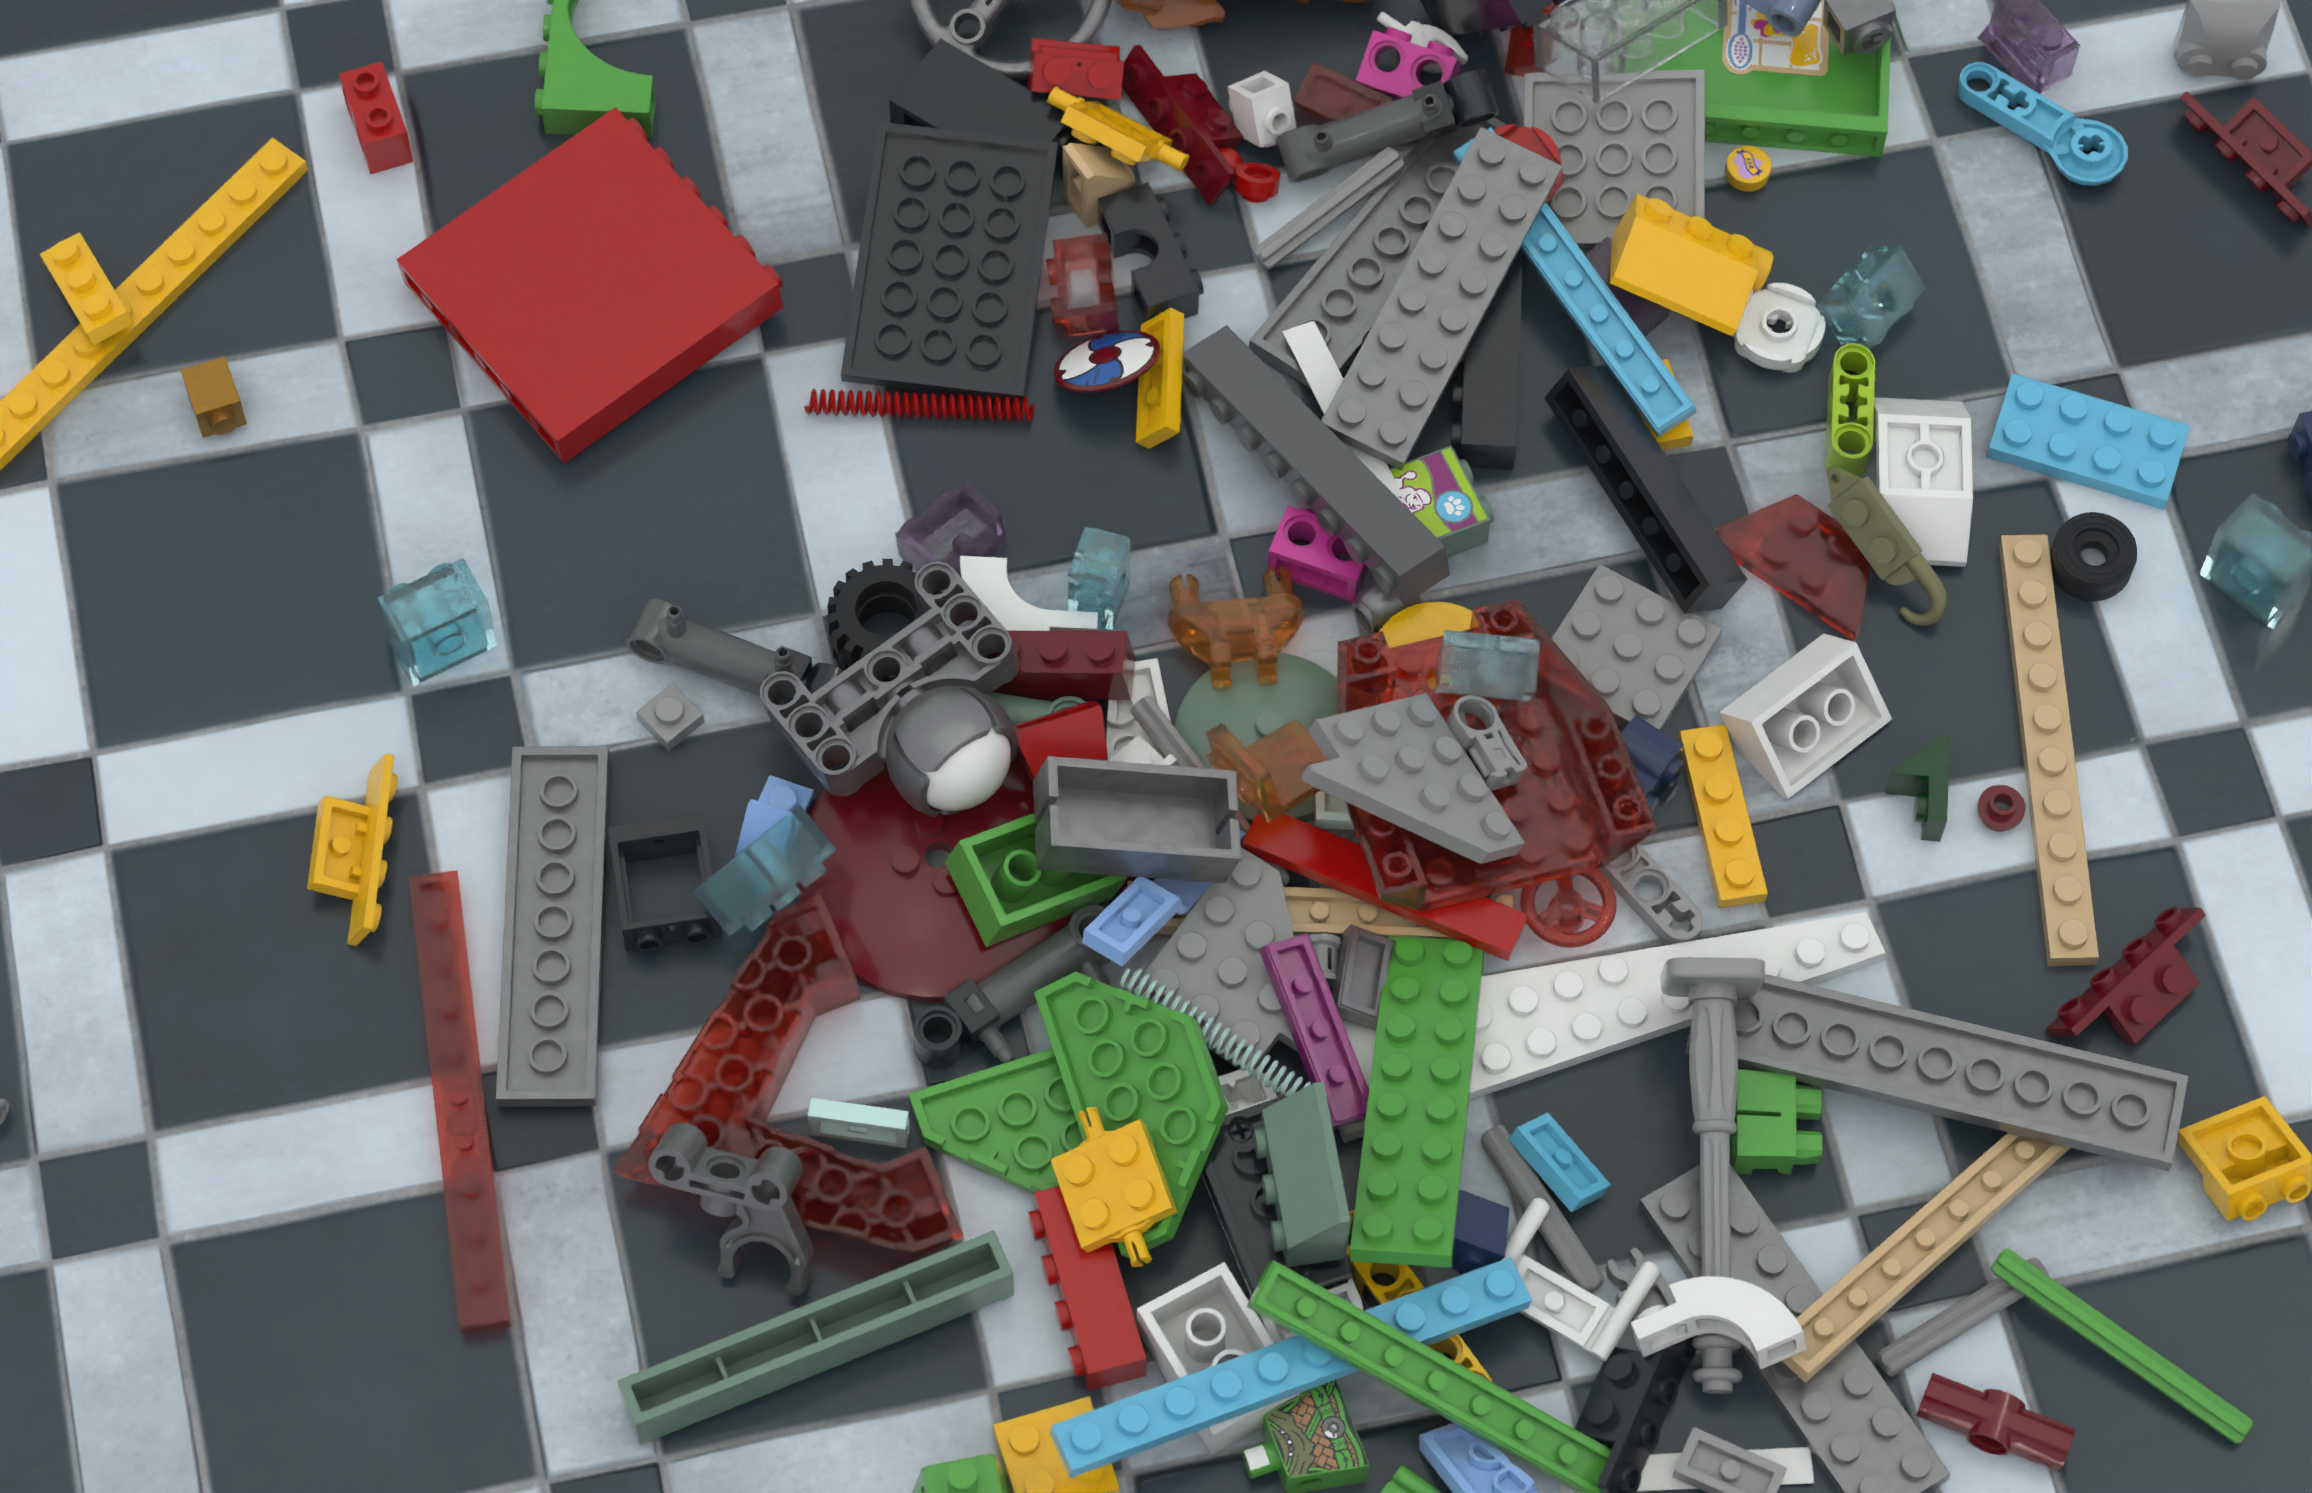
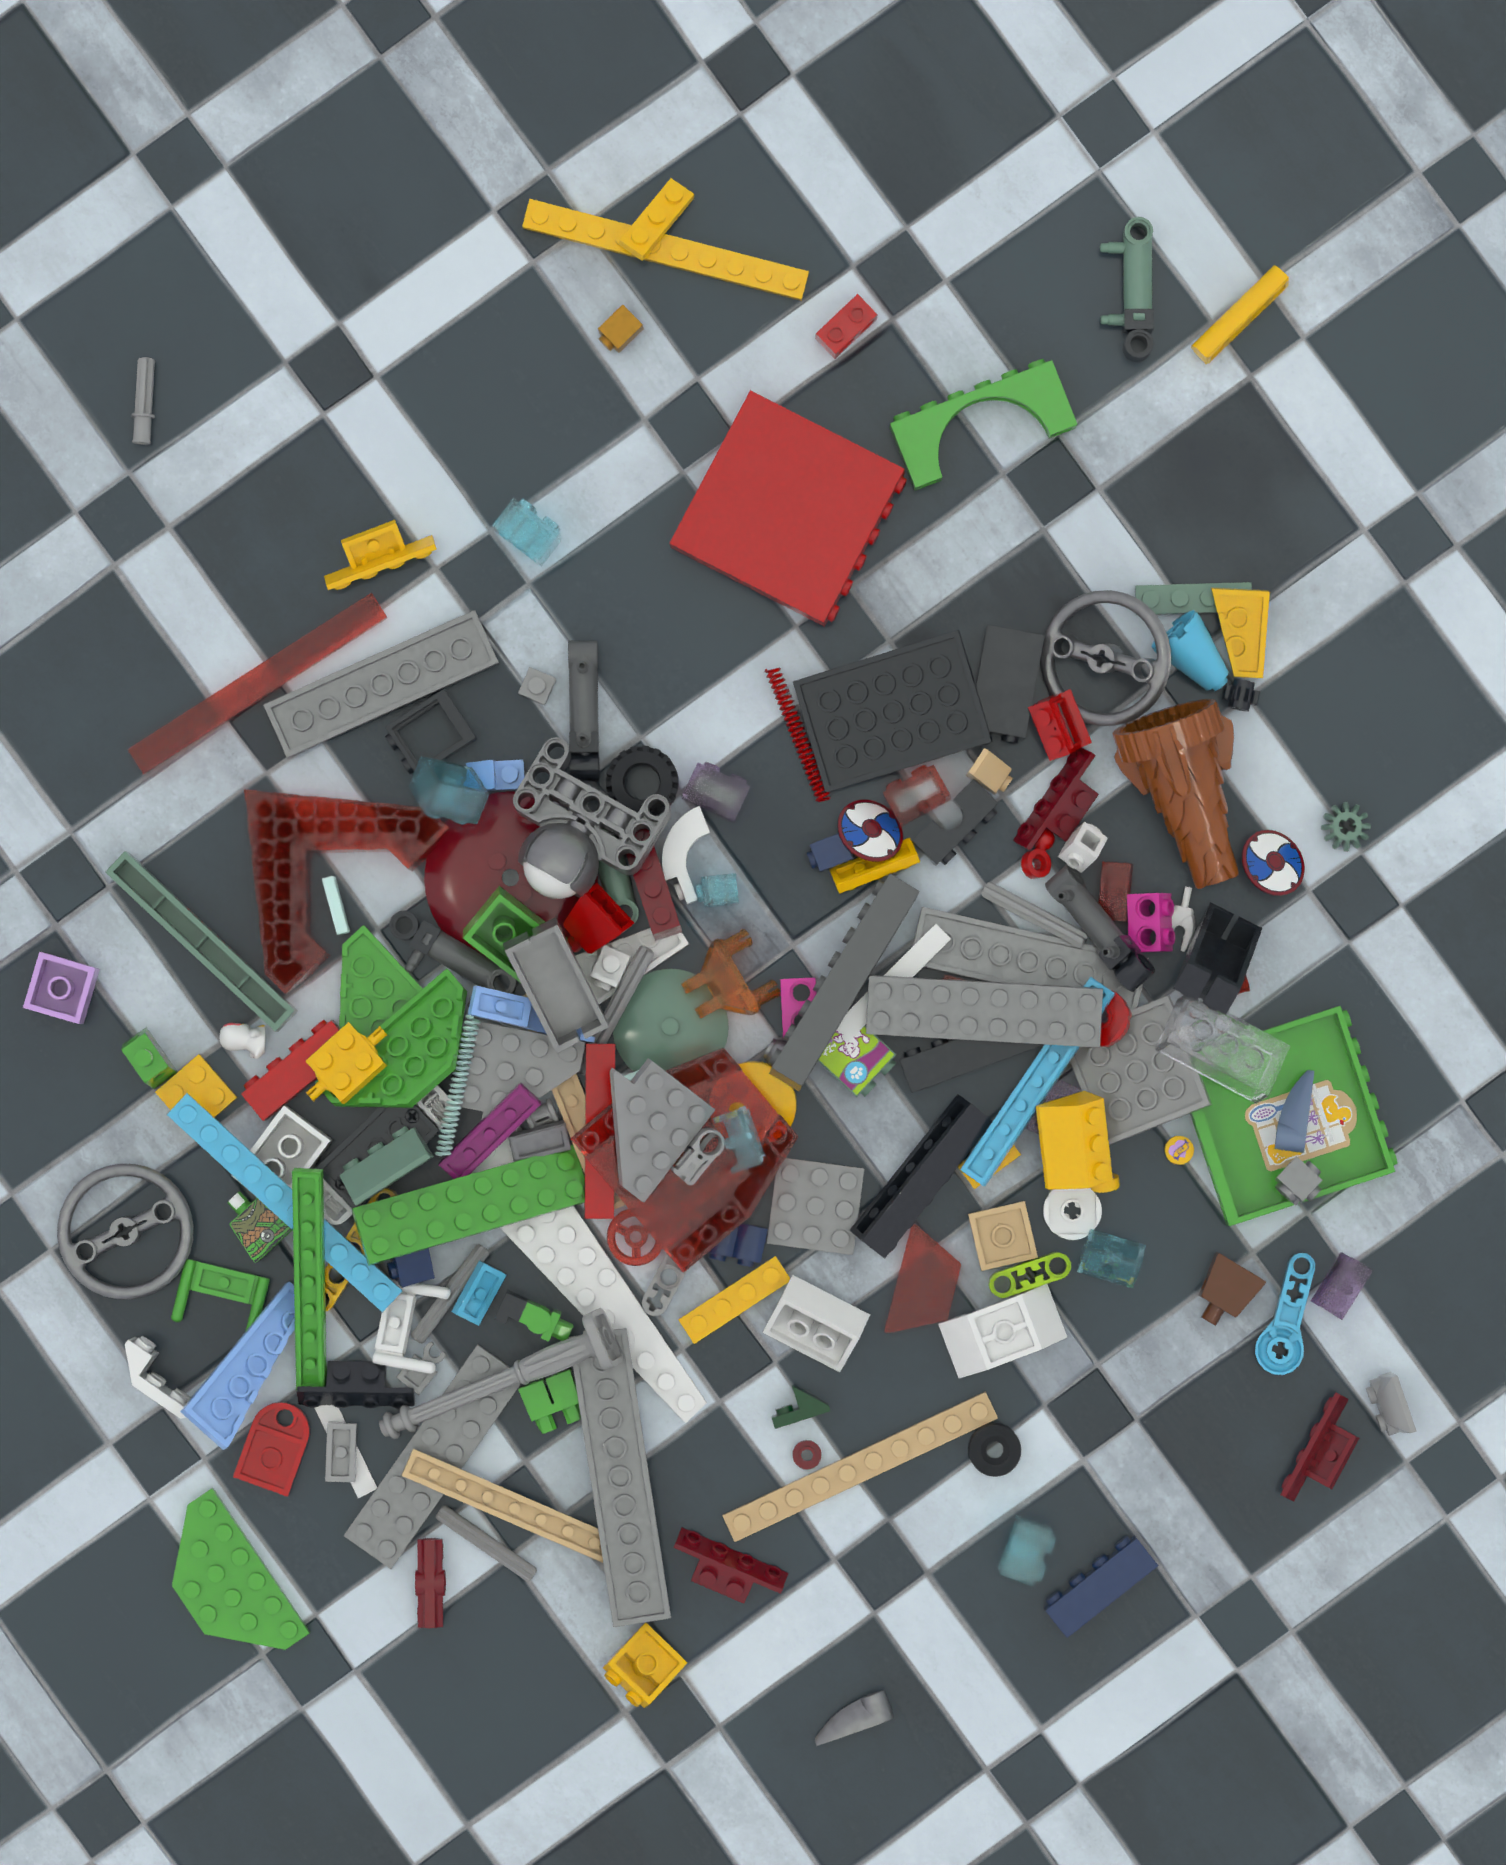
camera: 70 degrees right, 25 degrees up
(741, 1187) = (251, 878): flat silver piece -> none
(996, 1346) = (243, 1037): none -> white animal
(1113, 426) = (828, 853): none -> dark blue brick
(1125, 136) = (1021, 770): yellow plate -> none
(1269, 768) = (635, 1040): clear orange bracket -> none
(1630, 1090) = (535, 1316): none -> bright green hips
(1723, 1308) = (417, 1426): white arch -> none
(1777, 426) = (1002, 1235): none -> tan plate
(1884, 540) = (943, 1327): olive plate -> none
(1973, 177) = (1227, 1288): none -> reddish brown torso
(2088, 441) = (1075, 1419): medium azure plate -> none
(2122, 1346) = (502, 1634): bright green axle -> none

